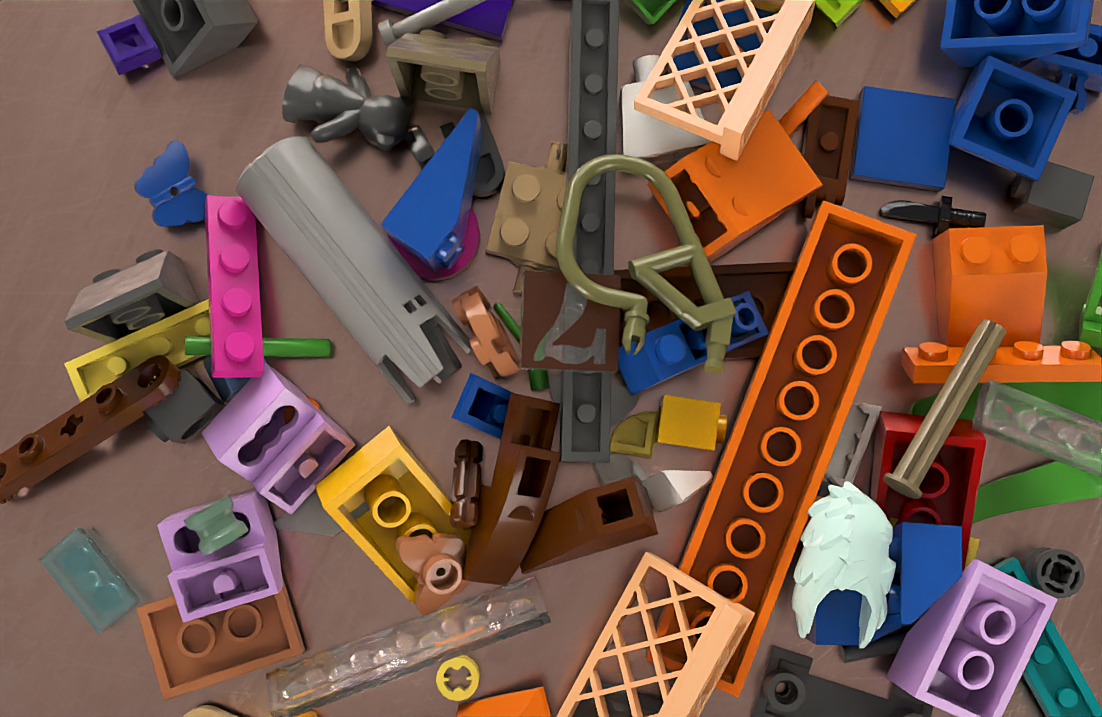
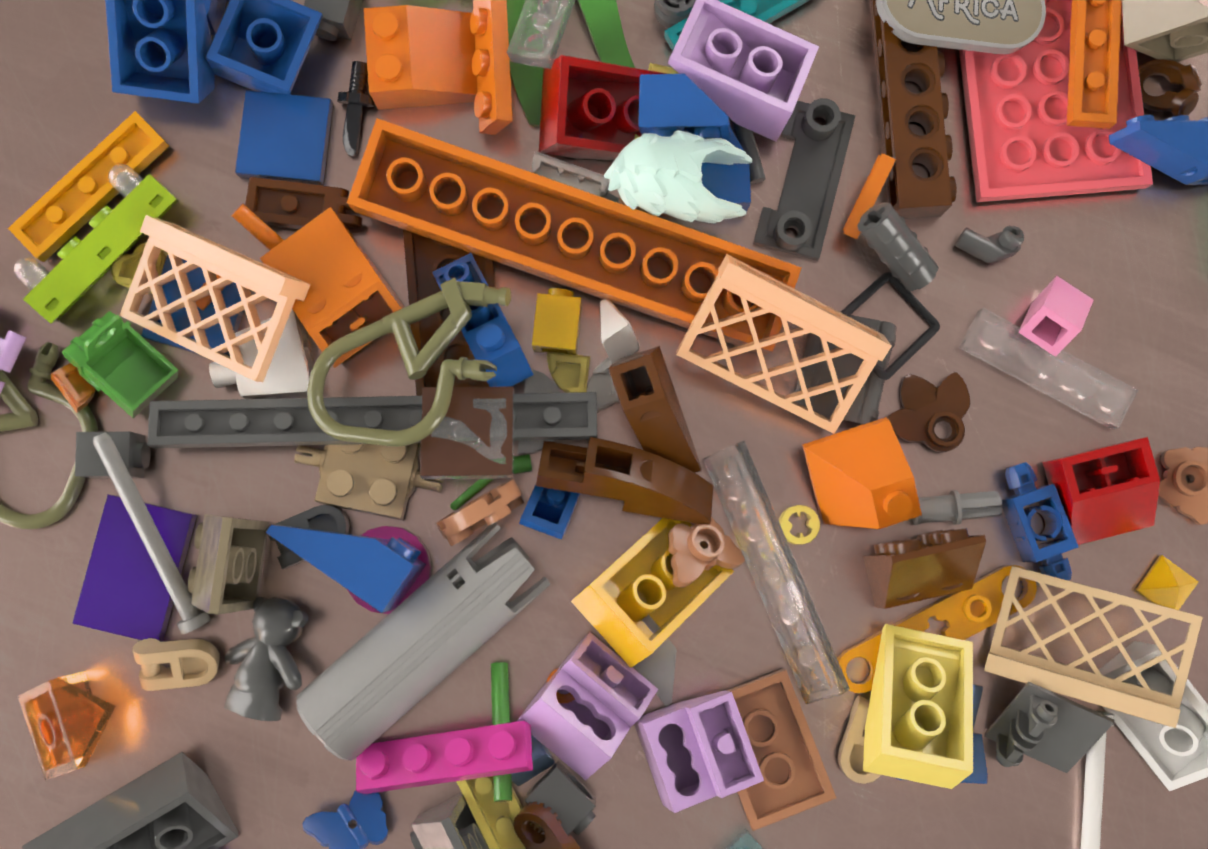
camera: 90 degrees left, 0 degrees up
(216, 525) = (672, 753): sand green wheel -> none
(419, 146) = (304, 585): dark grey tile -> none
(466, 485) = (623, 525): reddish brown axle -> none
(946, 410) = (535, 90): dark tan axle -> none

